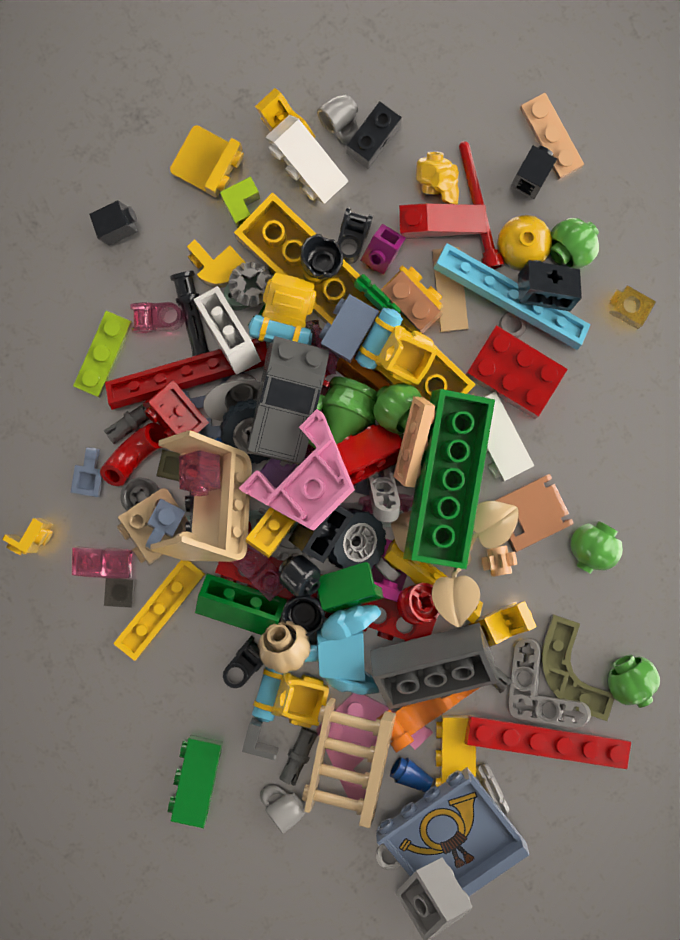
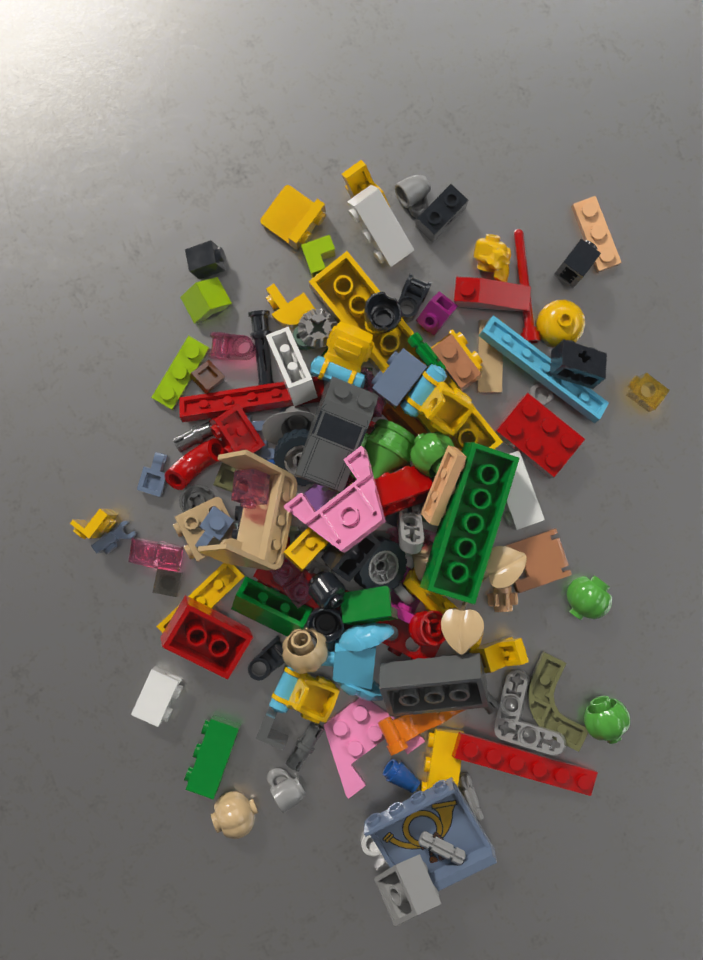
camera: 10 degrees right, 0 degrees up
(46, 556) = (109, 541): none -> sand blue plate
(119, 267) = (205, 299): none -> lime piece
(124, 722) = (156, 696): none -> white brick
(133, 354) = (207, 376): none -> reddish brown plate
(171, 647) = (206, 637): none -> red brick
(229, 843) = (234, 814): none -> tan plant
(375, 754) = (371, 755): tan fence -> none
(466, 848) = (442, 848): none -> light grey axle
(574, 243) = (604, 329): bright green plant -> none

